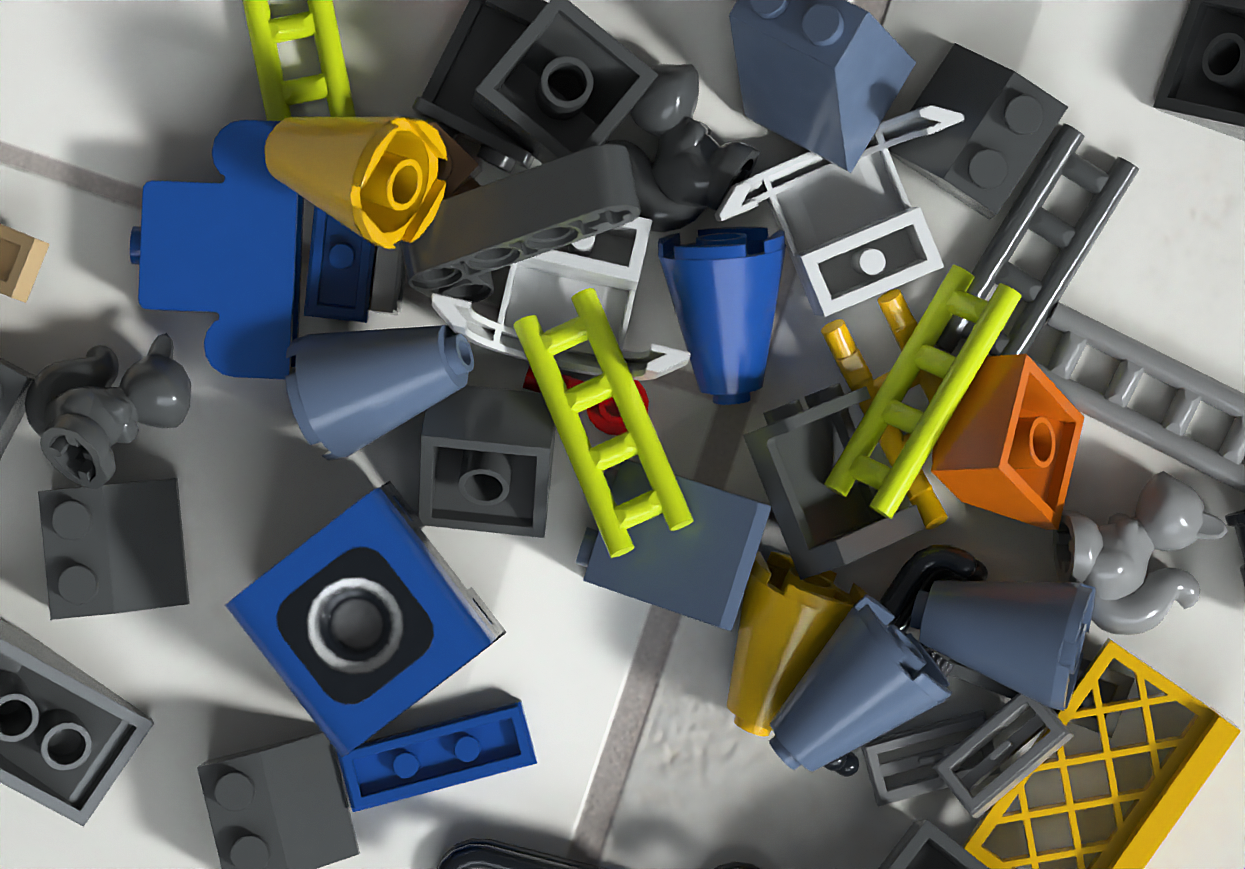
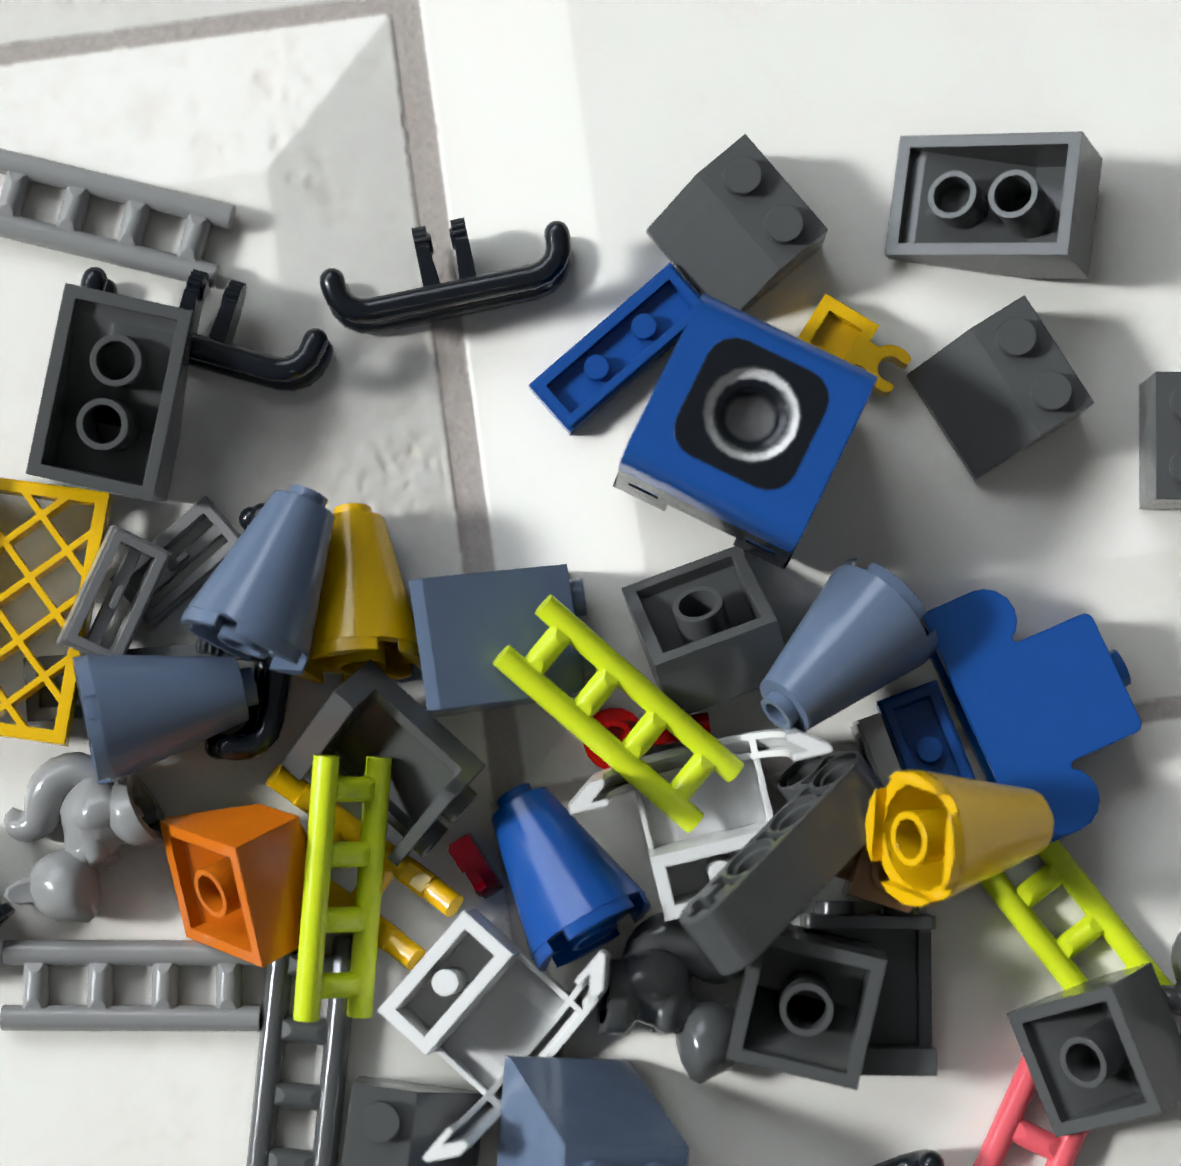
camera: 155 degrees right, 5 degrees down
(85, 416) = (1087, 490): dark grey animal -> none
(232, 662) = (848, 336): none -> yellow plate
(796, 352) = (475, 865): none -> dark red tile

